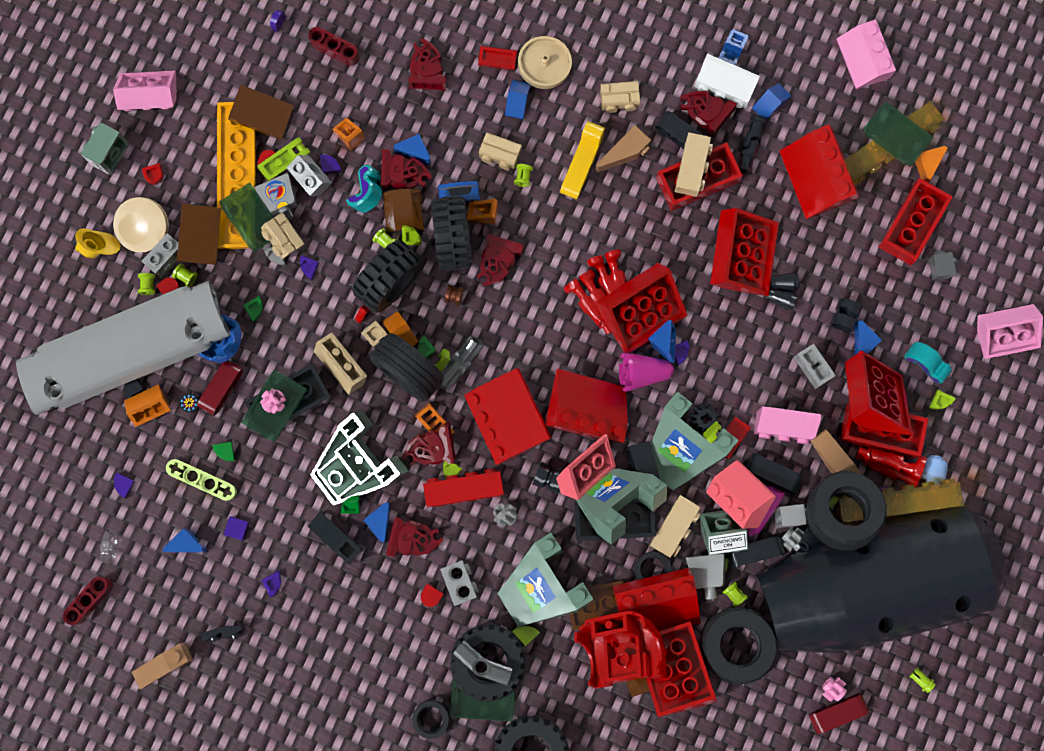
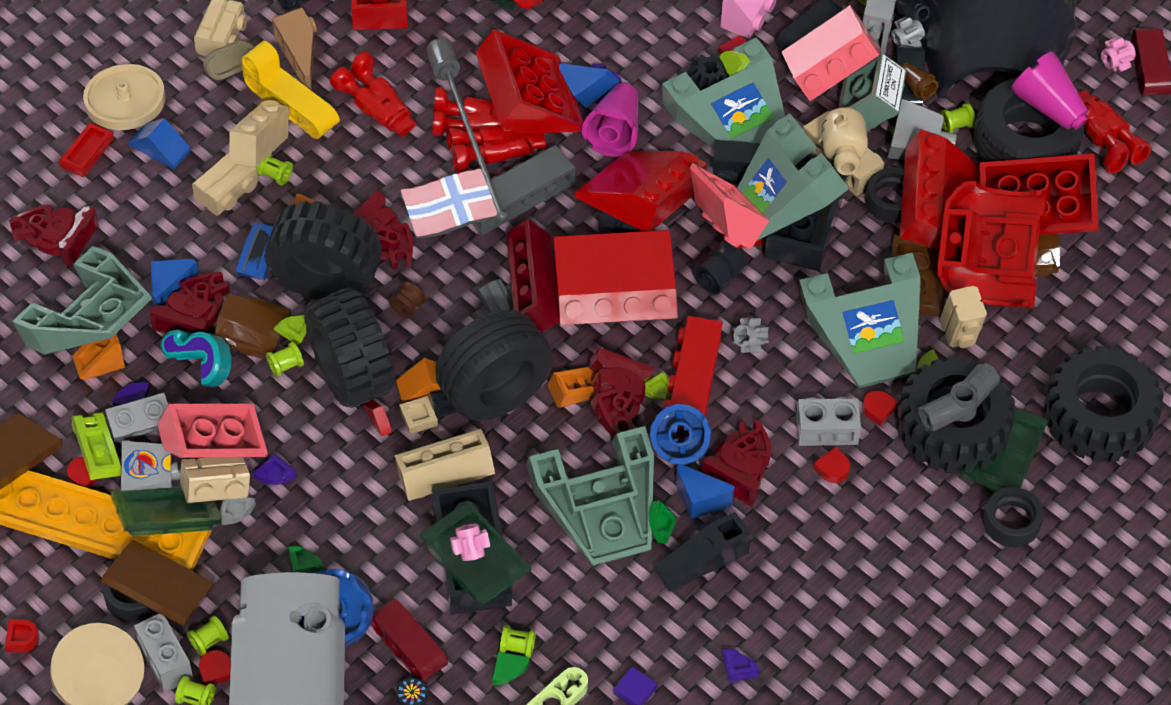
camera: 75 degrees left, 25 degrees down
(241, 450) = (517, 641): none -> lime bush
(304, 223) = (212, 431): none -> coral slope
(365, 121) = (95, 315): none -> sand green wedge
(405, 497) = (668, 422): none -> blue brick
(485, 610) = (879, 406): none -> red tile
(493, 364) = (533, 274): none -> dark red brick
(535, 156) = (258, 134): none -> tan brick
(536, 296) = (461, 196): none -> flag
(562, 646) = (963, 317): none -> tan brick
(563, 330) = (530, 185): none -> dark grey brick
(597, 113) = (226, 60): none -> dark tan tile
(601, 216) = (375, 99): none -> red piece
(669, 527) = (844, 139): none -> tan piece
(745, 560) = (919, 81): none -> reddish brown cone
(754, 655) = (1051, 92): none -> dark pink cone
(767, 695) = (1108, 130): none -> red piece

